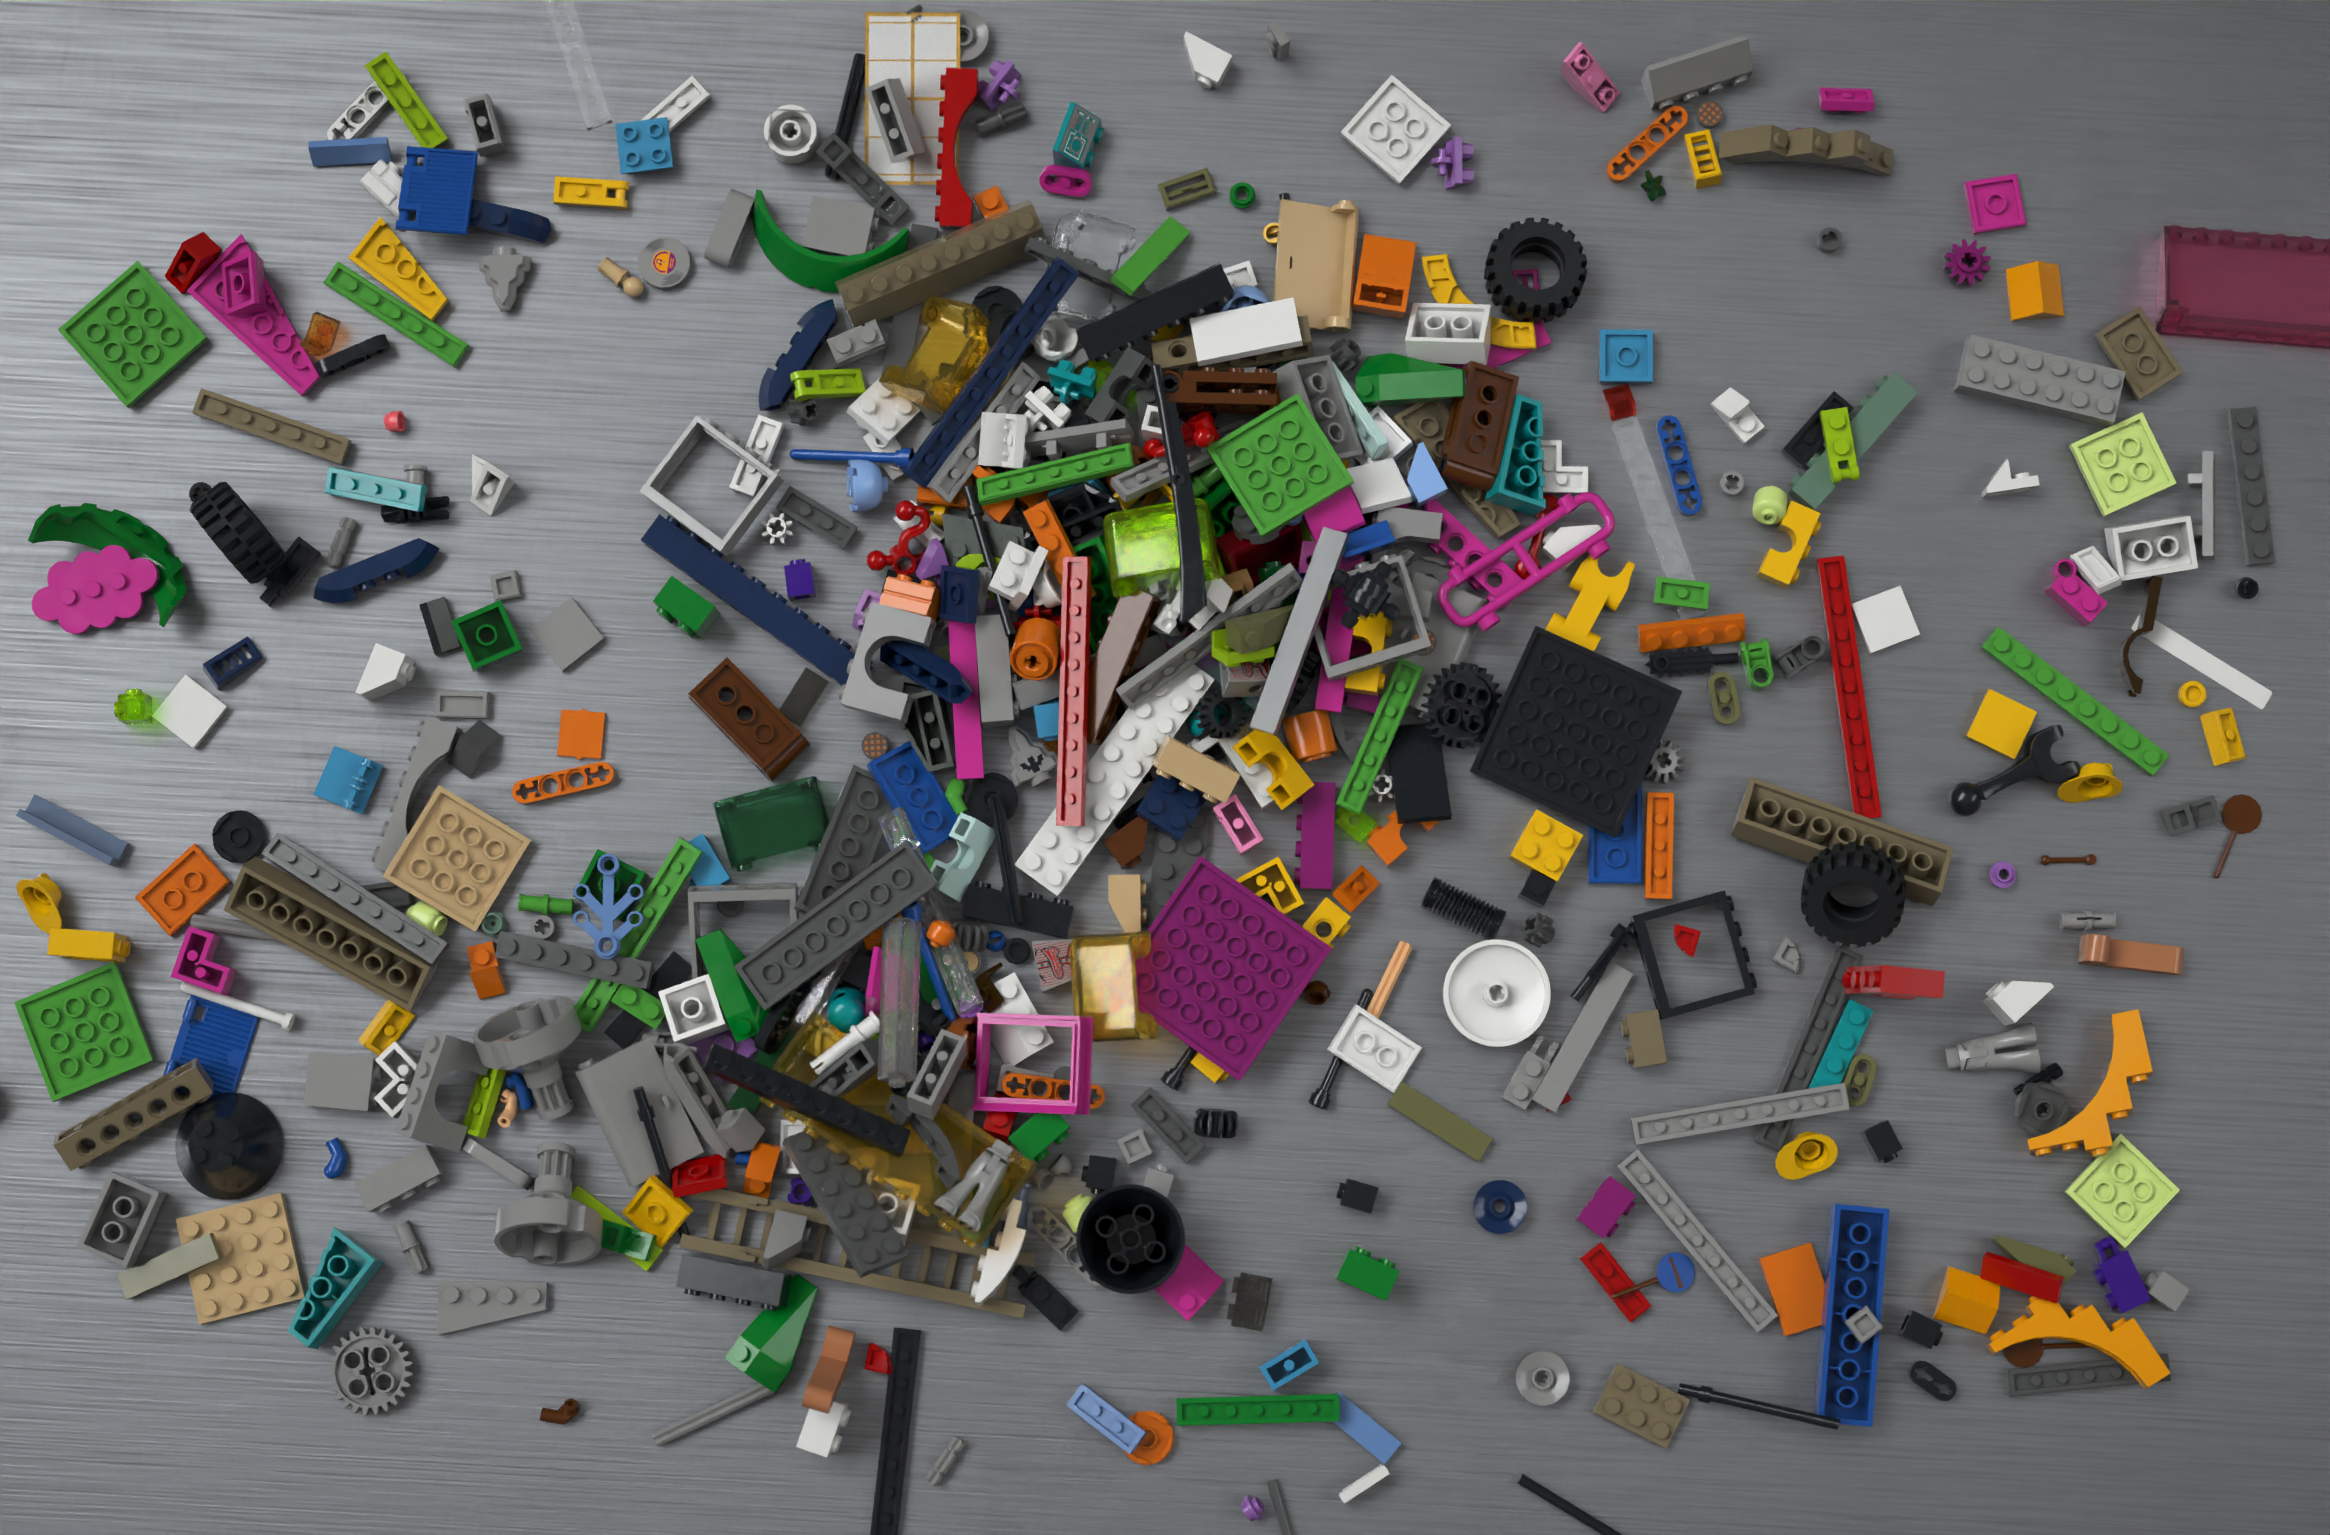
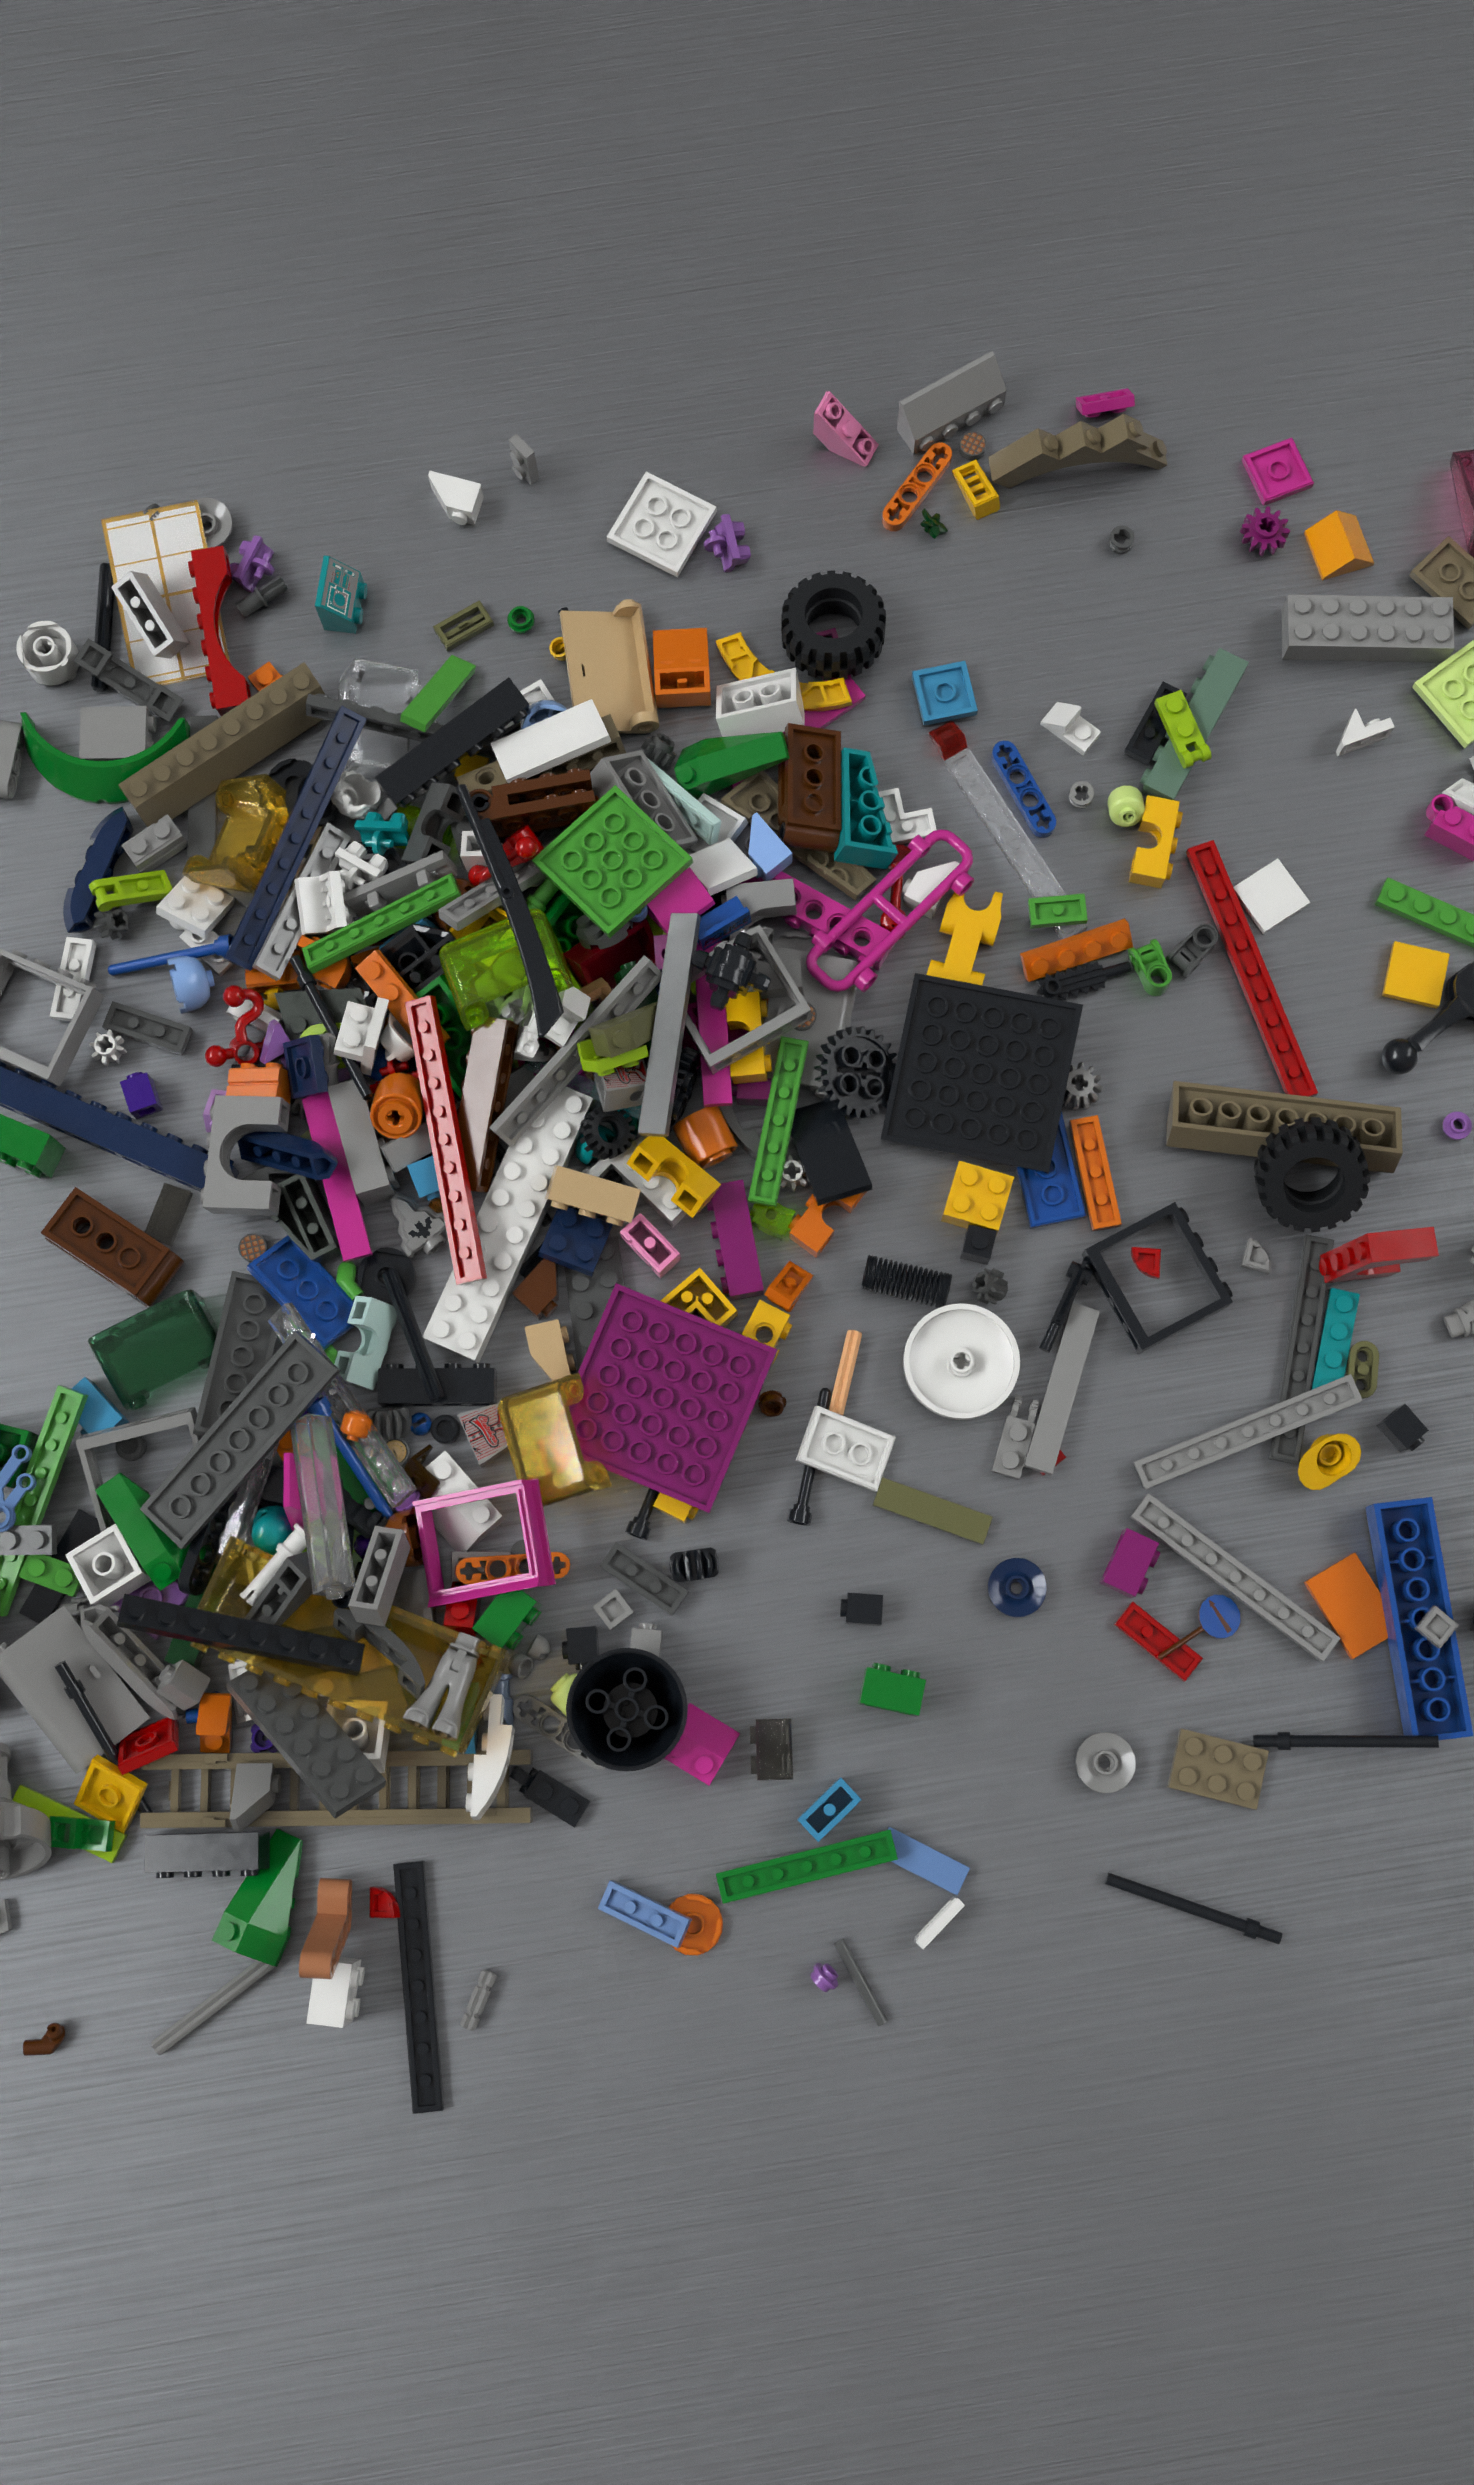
camera: 10 degrees left, 5 degrees down
(1066, 180) = (339, 642): dark pink plate -> none
(1644, 1039) = (1127, 1376): dark tan brick -> none
(1724, 699) = (1127, 1010): olive plate -> none

